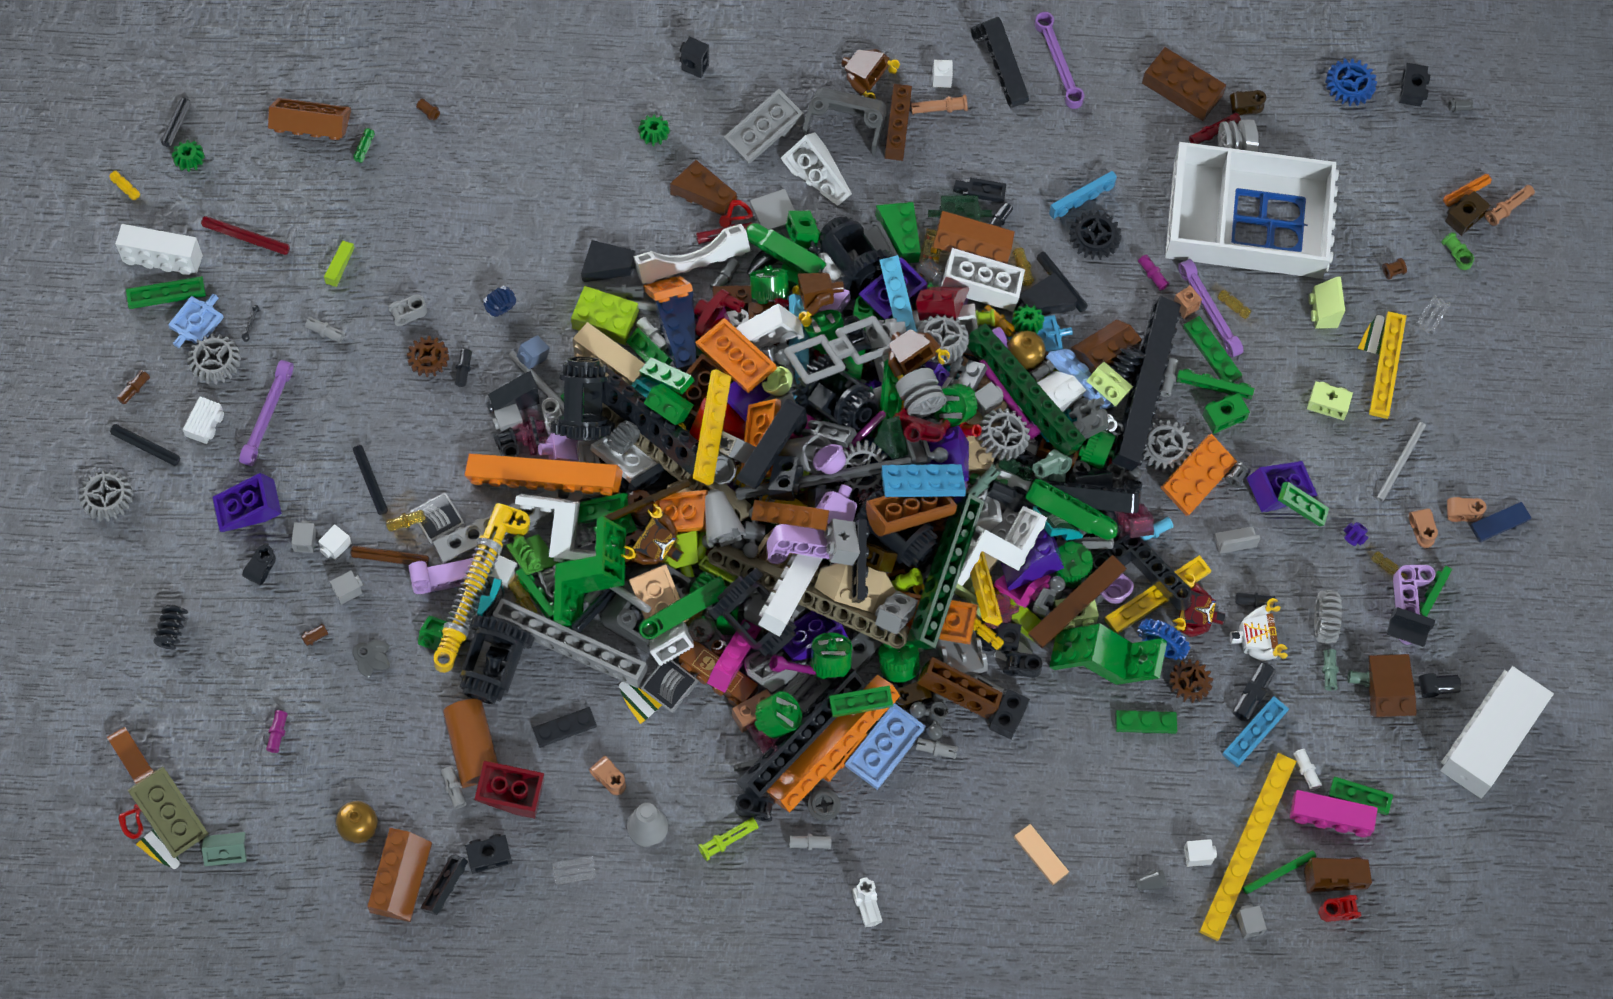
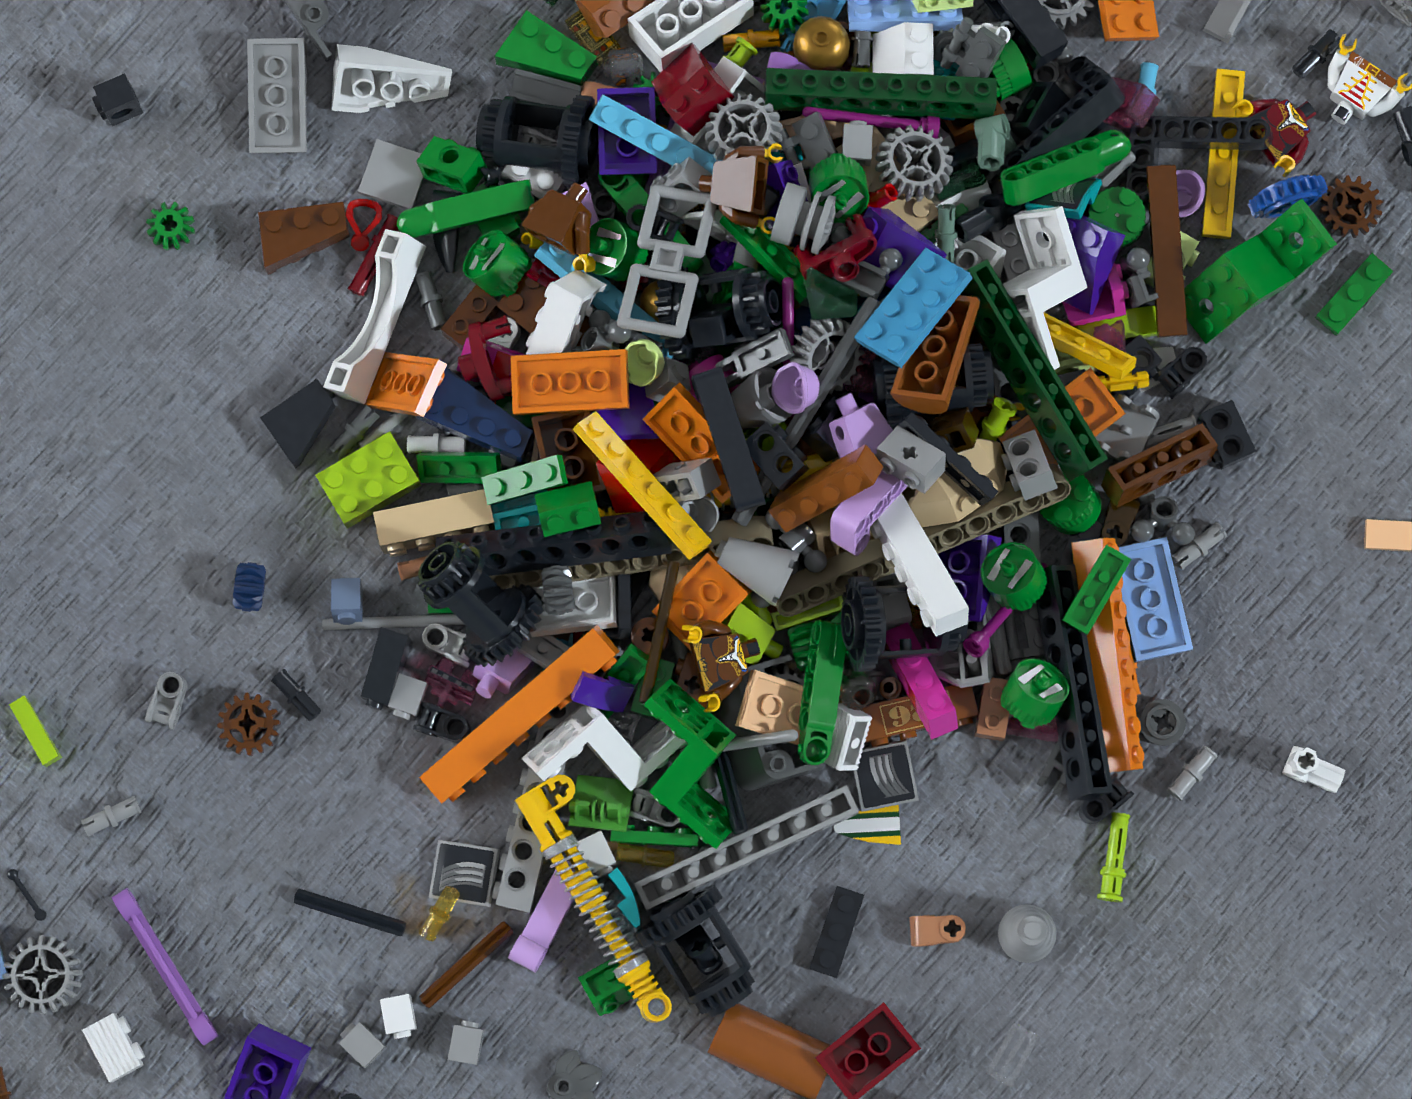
camera: 45 degrees left, 15 degrees up
(588, 501) = (602, 693): none -> dark purple slope

